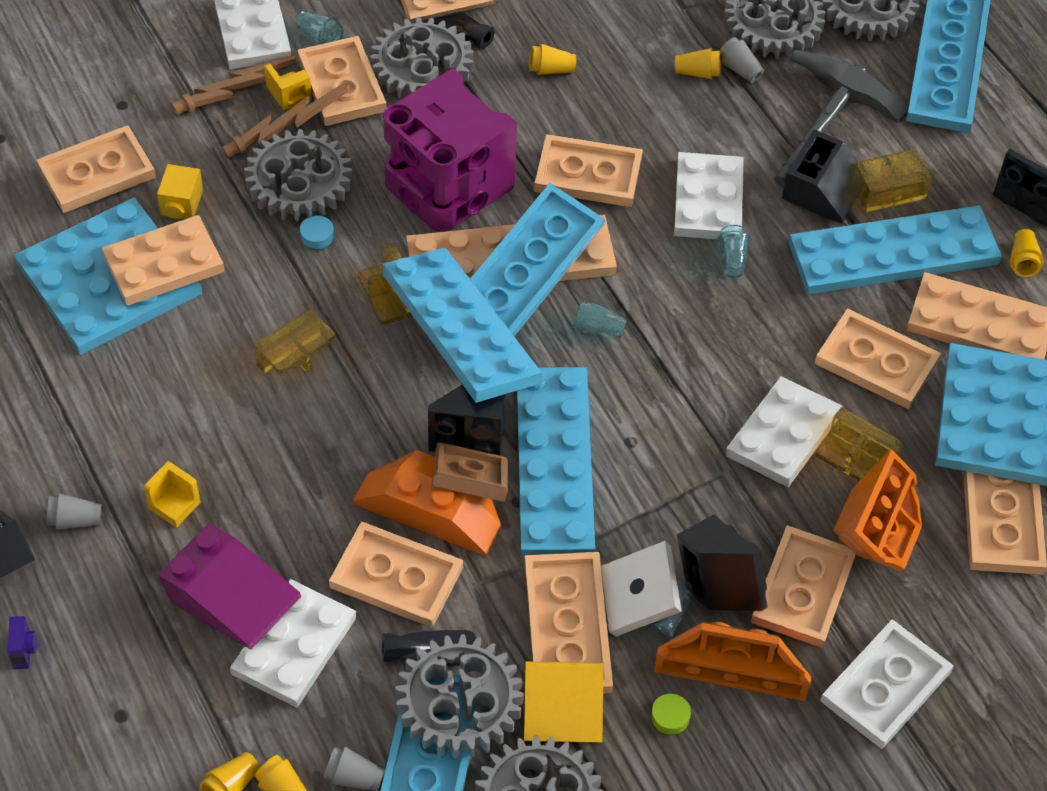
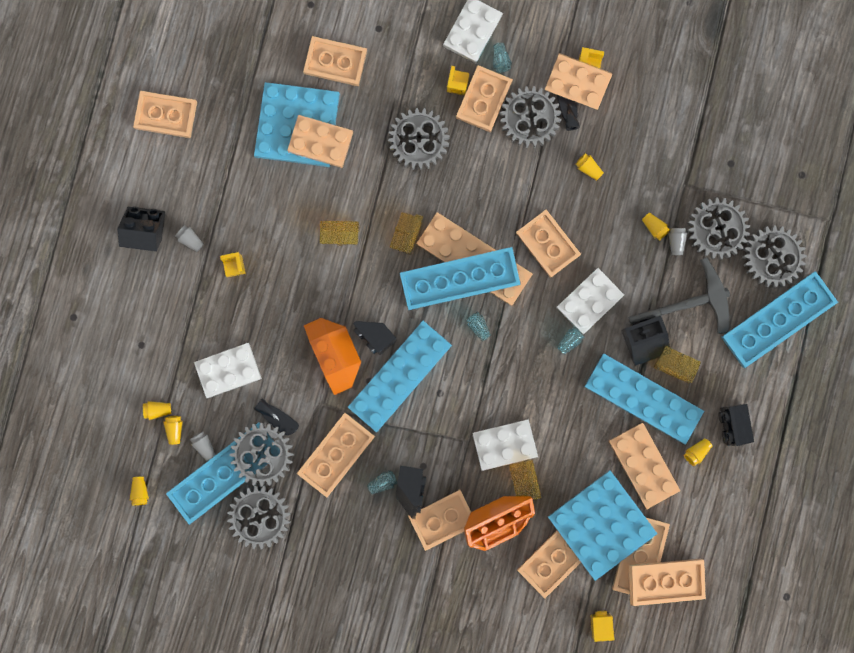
camera: 45 degrees right, 30 degrees up
(20, 642) = (125, 284): dark purple plate -> none
(180, 192) = (359, 106): yellow brick -> none
(222, 90) = (423, 56): medium nougat piece -> none
(227, 586) = (218, 329): magenta slope -> none
(266, 128) = (426, 101): medium nougat piece -> none
(317, 232) = (402, 176): medium azure tile -> none
(396, 574) = (290, 375): light nougat plate -> none
(448, 152) = (484, 189): magenta piece -> none
(461, 324) = (406, 289): medium azure plate -> none
(470, 471) = (353, 359): medium nougat tile -> none
(563, 701) = (302, 488): yellow tile -> none
(640, 589) = (374, 467): white tile -> none
(670, 714) = (341, 525): lime tile -> none
(734, 659) = (384, 526): orange wedge -> none
(877, 358) = (578, 446): light nougat plate -> none
(886, 684) = (433, 587): white plate -> none

